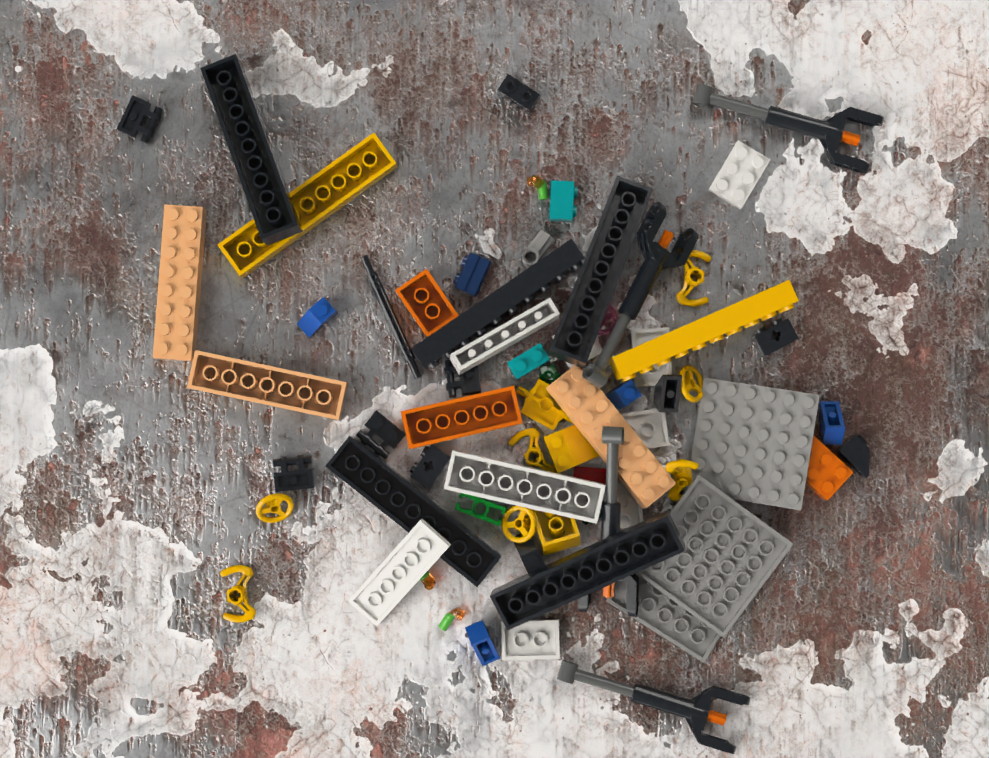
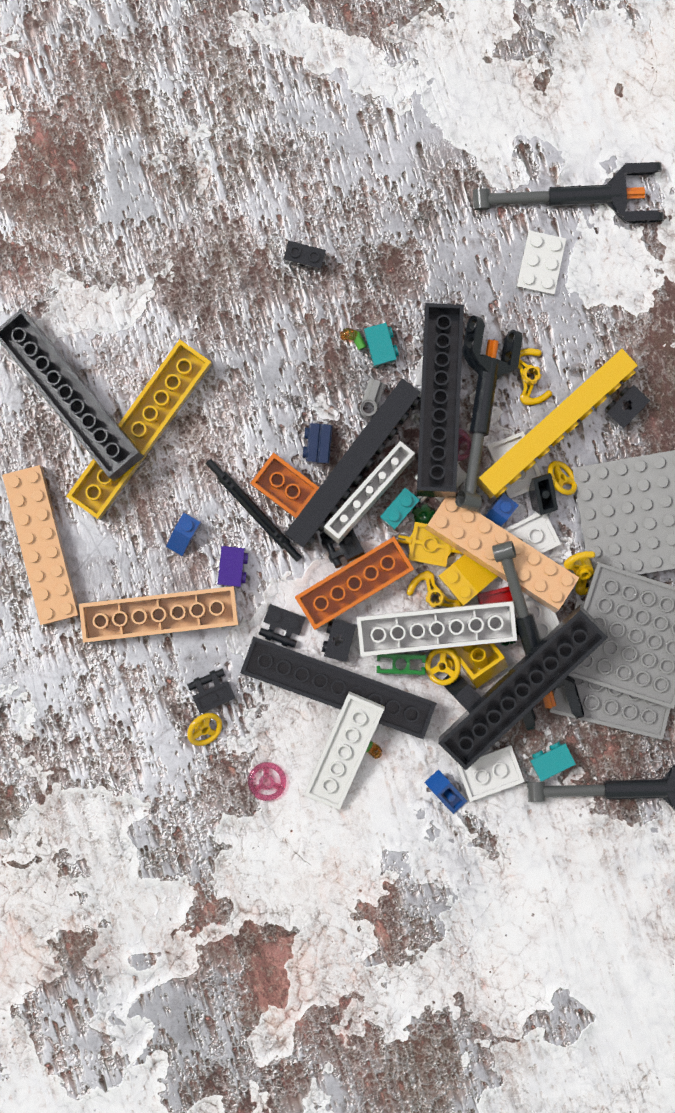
camera: 15 degrees left, 0 degrees up
(243, 590) = (213, 836): yellow piece -> none
(303, 580) = (280, 787): none -> clear pink piece
(352, 363) = (231, 566): none -> dark purple brick
(450, 616) = (406, 778): arm -> none
(592, 648) = (552, 761): none -> teal brick

